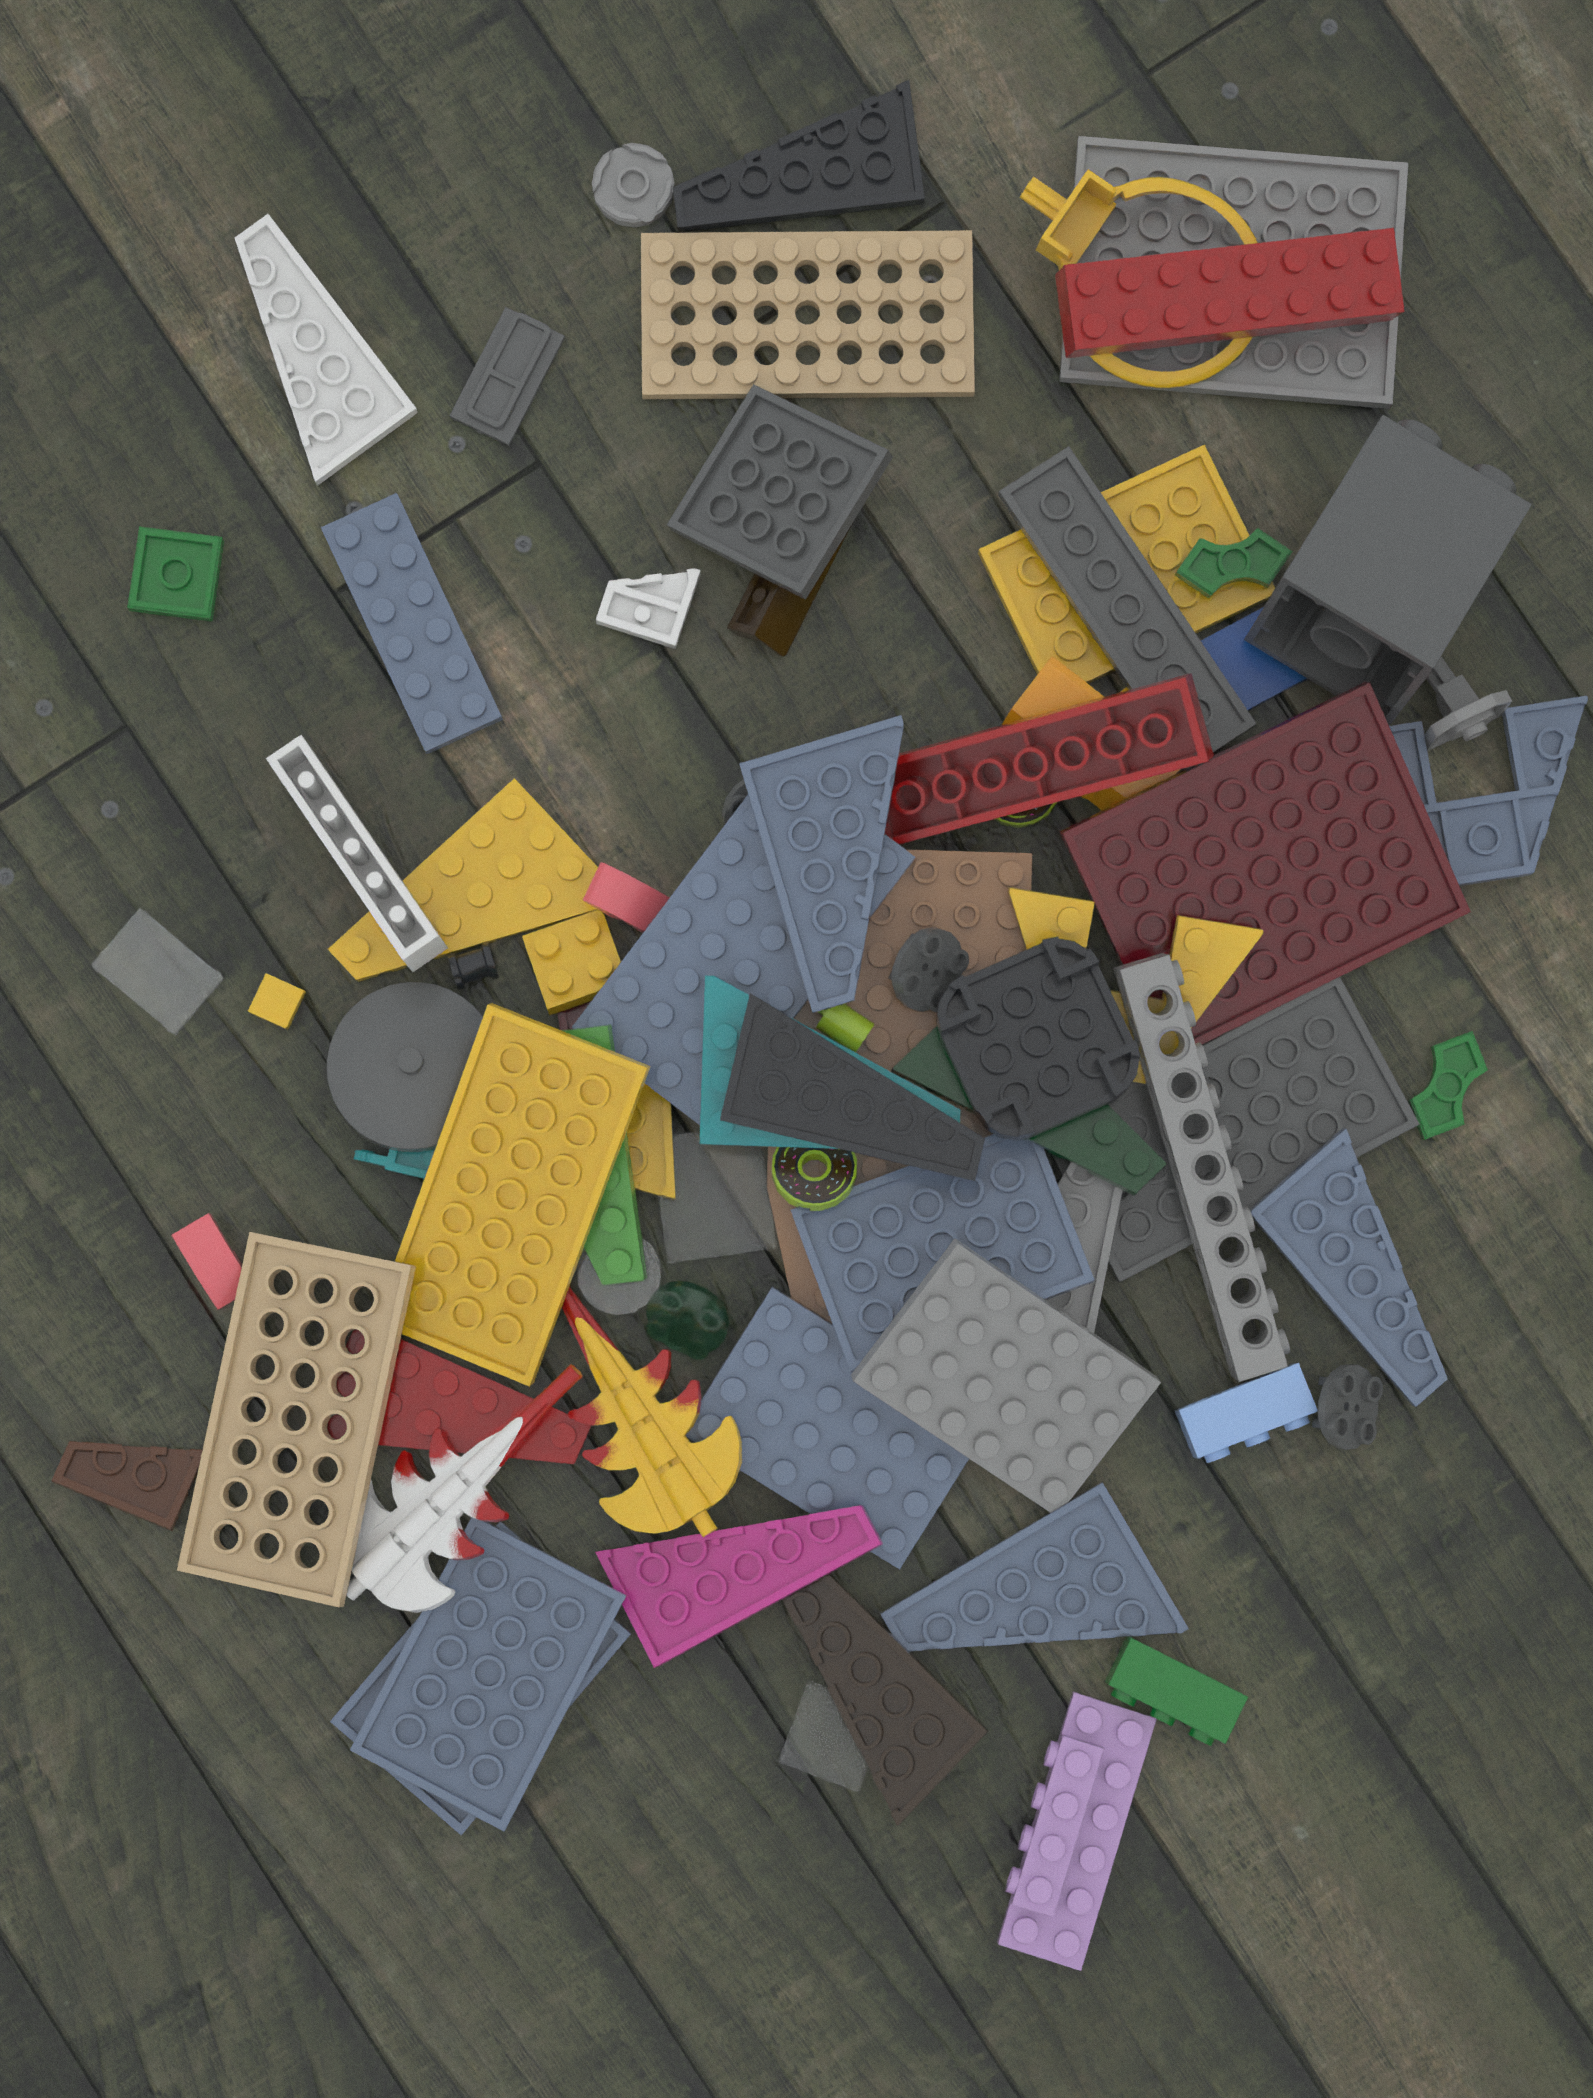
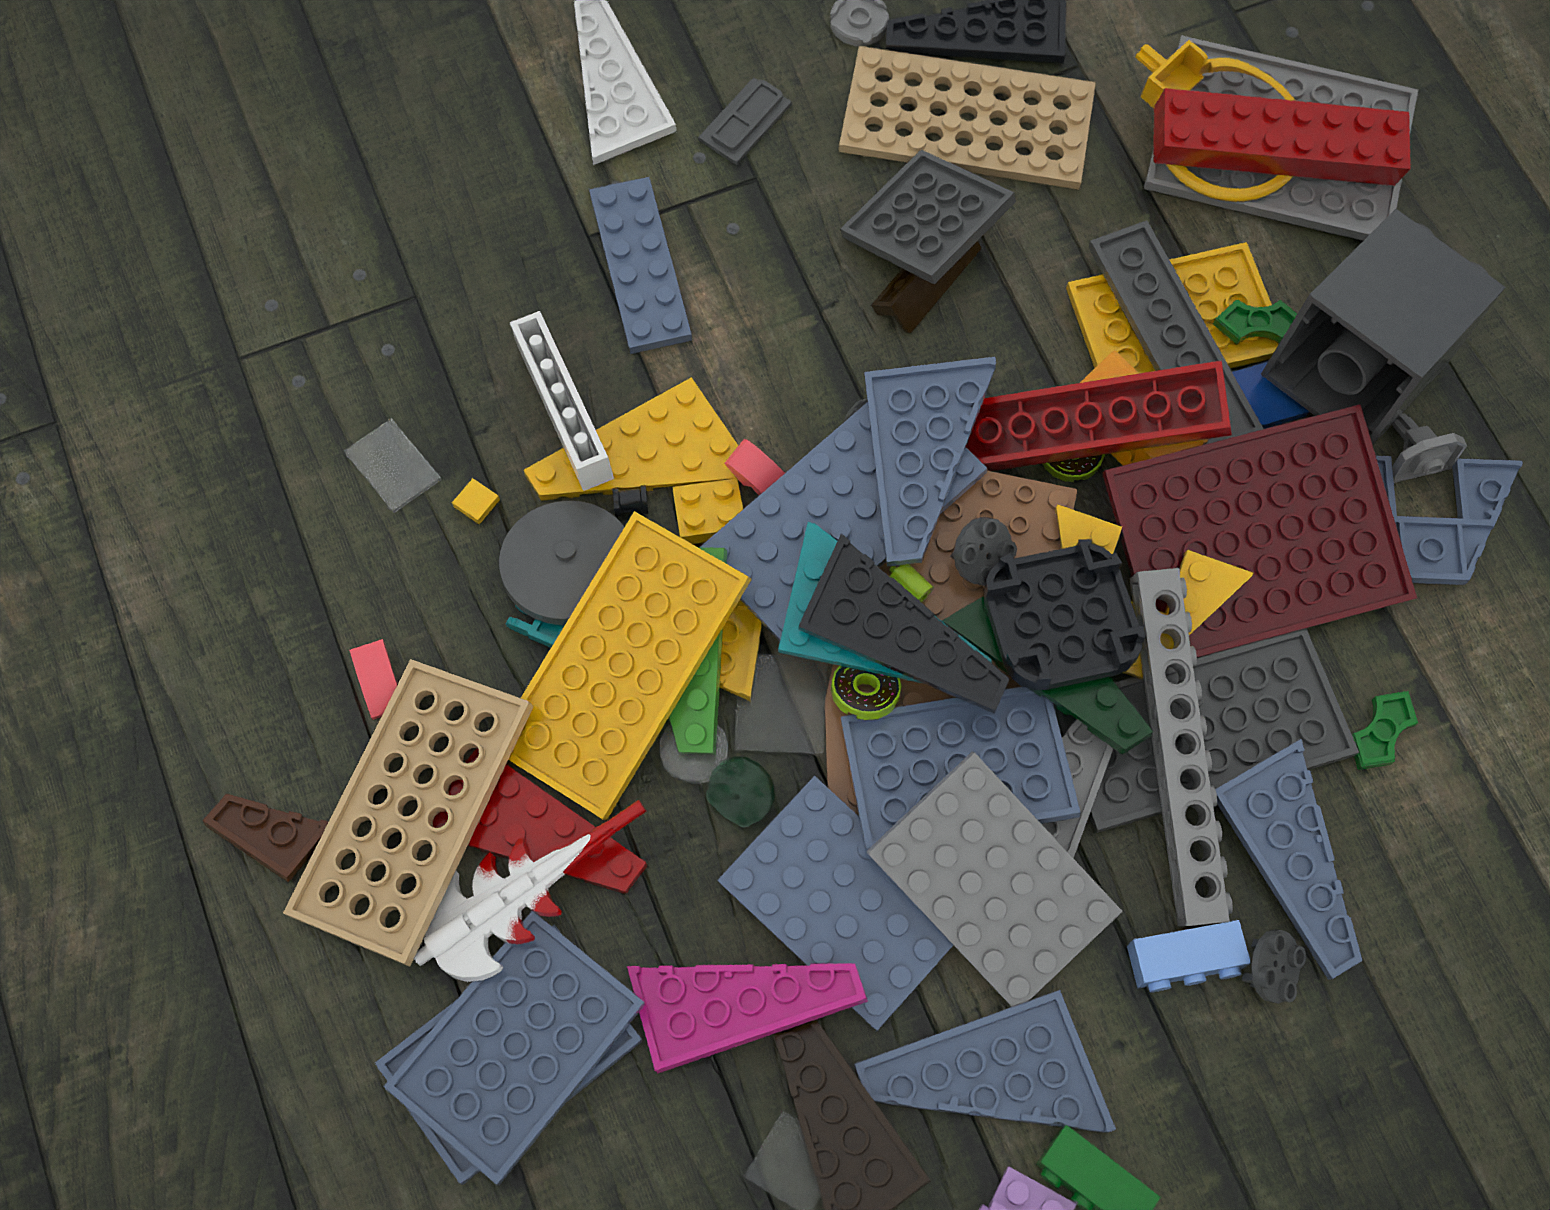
camera: 15 degrees right, 15 degrees down
(175, 573) = (477, 203): green tile -> none
(649, 606) = (816, 280): white wing -> none
(675, 1476) = (705, 910): yellow animal -> none

